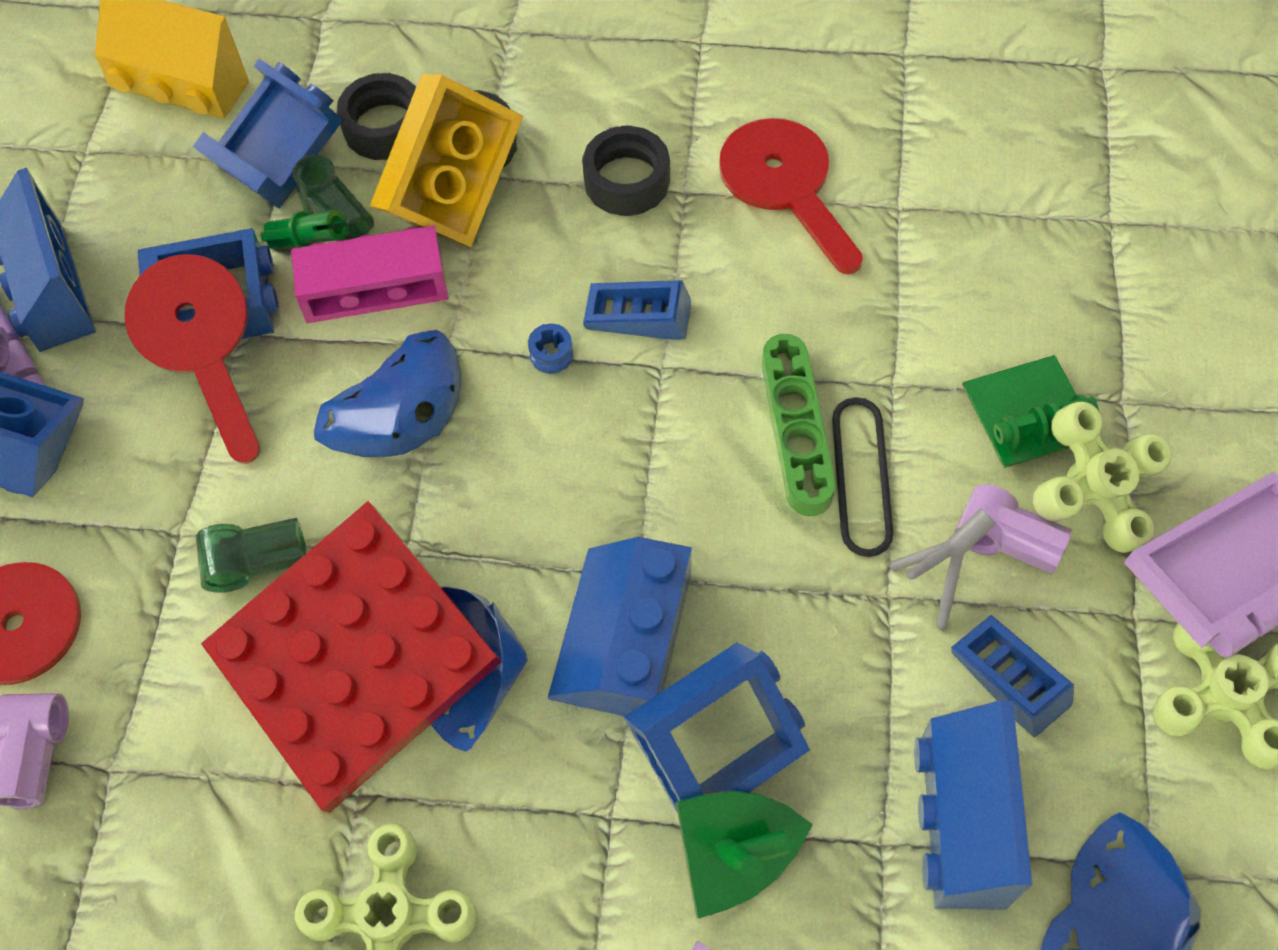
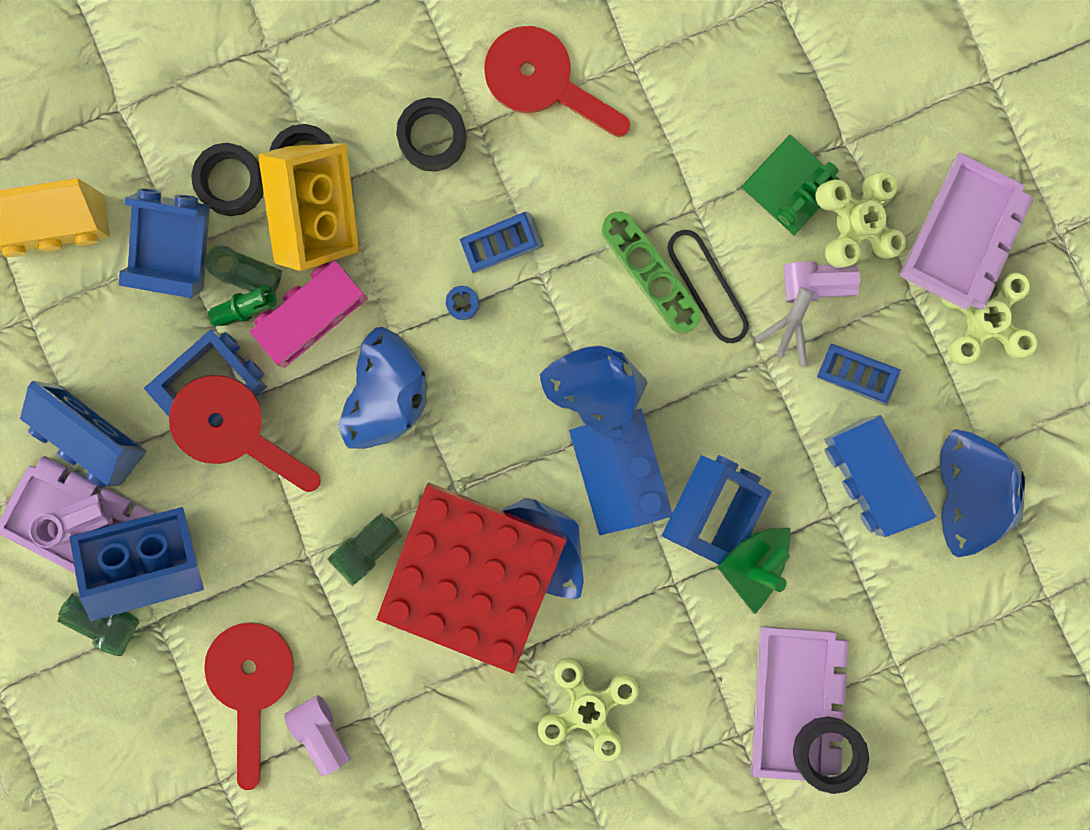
camera: 30 degrees left, 25 degrees up
(653, 501) = (597, 387): none -> blue piece

